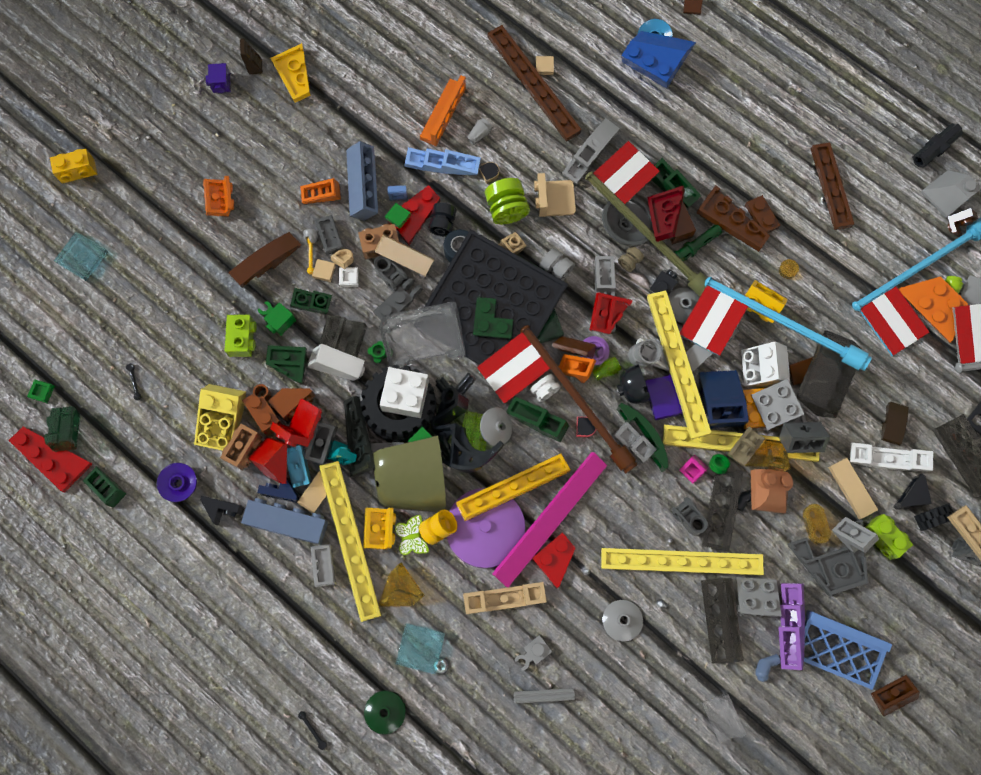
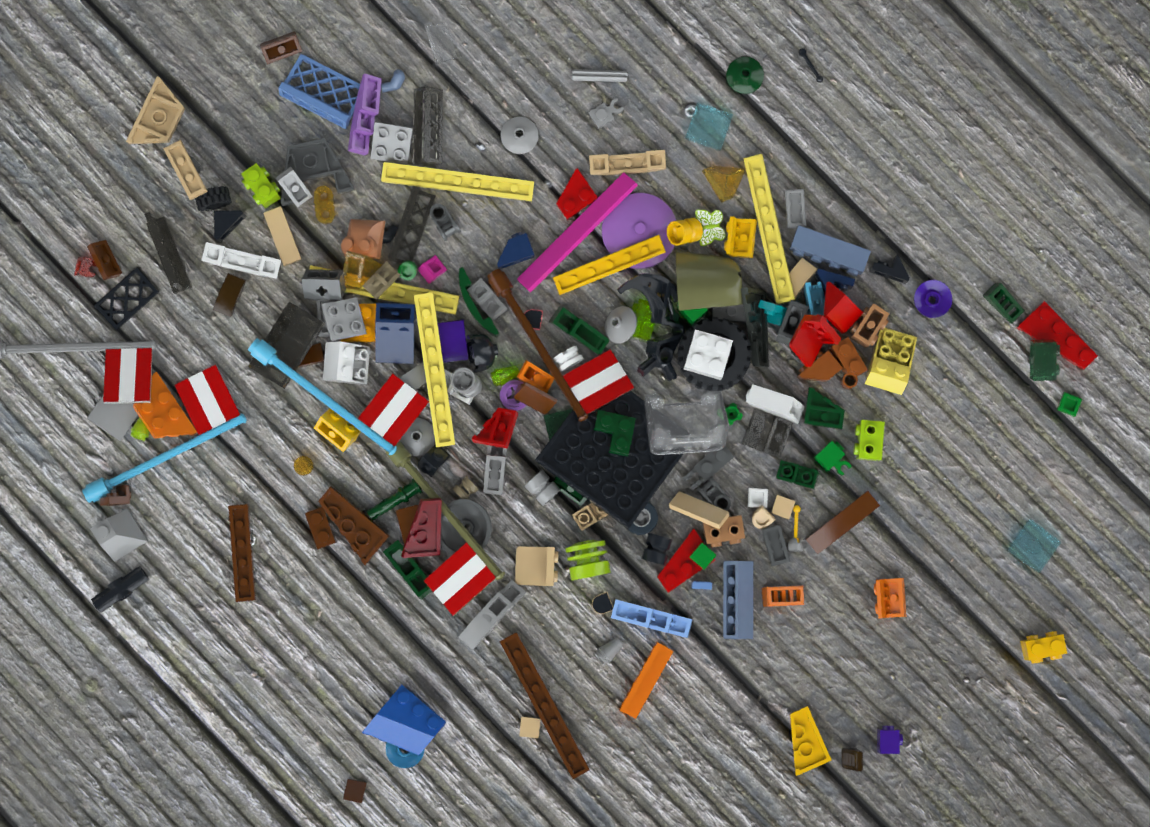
camera: 175 degrees left, 10 degrees up
(130, 367) = (980, 421): black hinge -> none
(611, 493) = (516, 251): none -> dark blue slope

